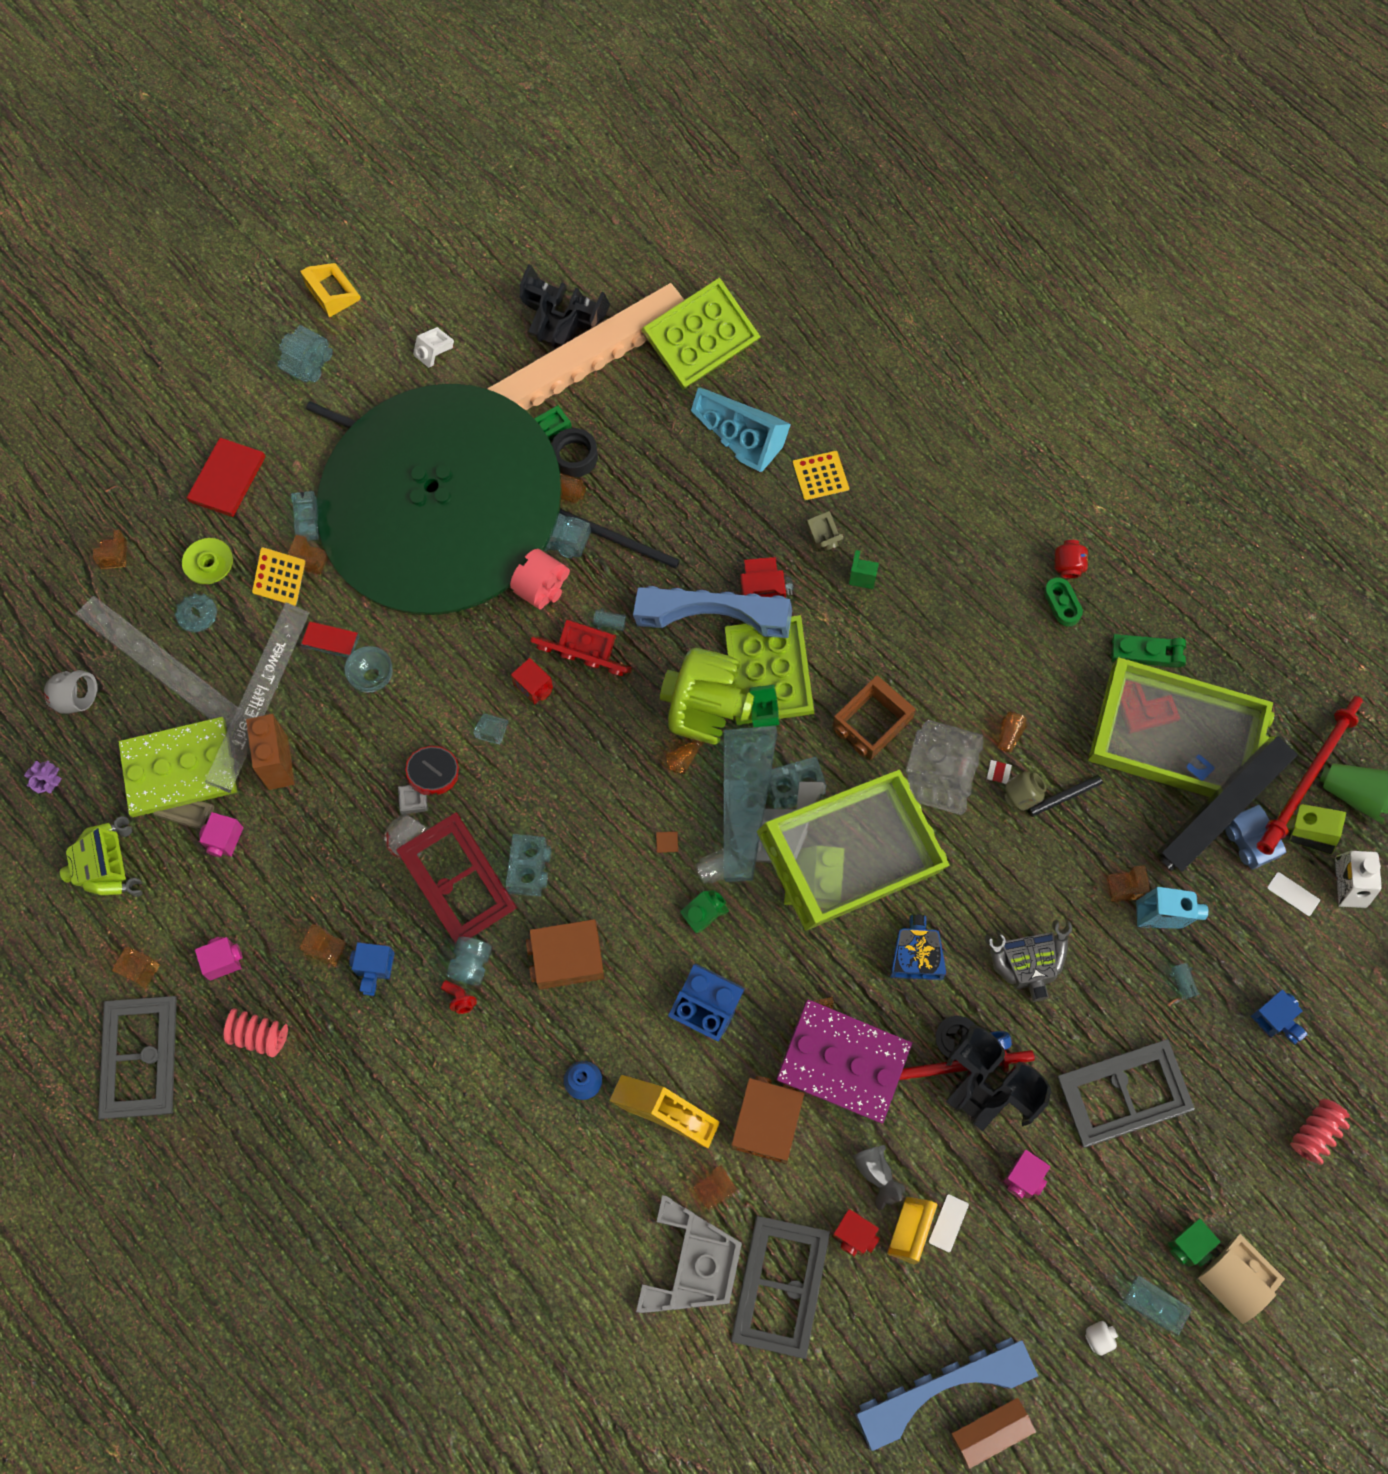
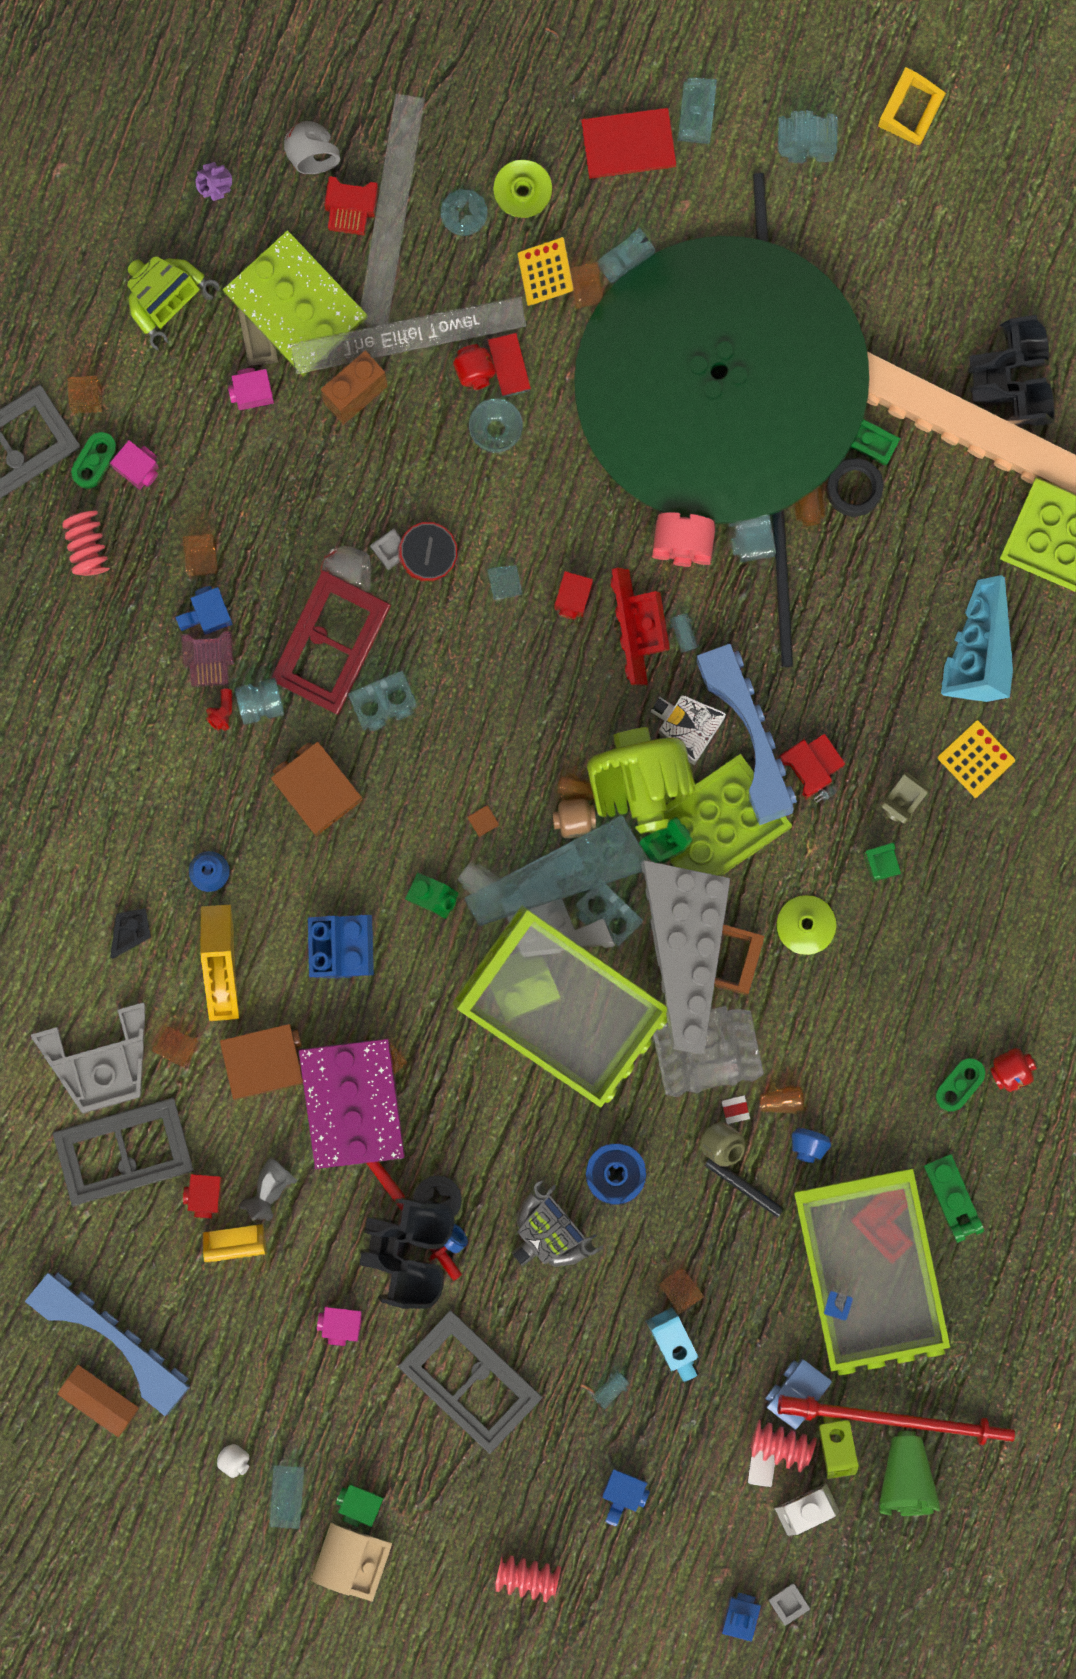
camera: 60 degrees right, 15 degrees up
(111, 552) = (481, 83): clear orange panel -> none
(133, 688) = (350, 206): none -> red piece
(194, 991) = (92, 460): none -> green plate
(236, 418) = (697, 110): none -> clear light blue hinge
(314, 662) = (474, 367): none -> red head
(410, 984) = (208, 659): none -> clear pink piece
(431, 344) = (900, 261): white bracket -> none
(595, 1175) = (129, 931): none -> black piece
(675, 645) = (690, 722): none -> torso
(705, 768) = (574, 818): none -> medium nougat head
(853, 728) = (687, 938): none -> light grey wing
(877, 659) = (795, 936): none -> lime dish
(918, 952) = (500, 1120): torso -> none
(948, 1223) = (261, 1275): white sticker -> none
(1016, 870) = (614, 1191): none -> blue brick
(1057, 728) = (809, 1145): none -> blue cone
(1226, 804) = (809, 1347): black brick -> none
(1294, 870) = (782, 1446): none -> coral piece

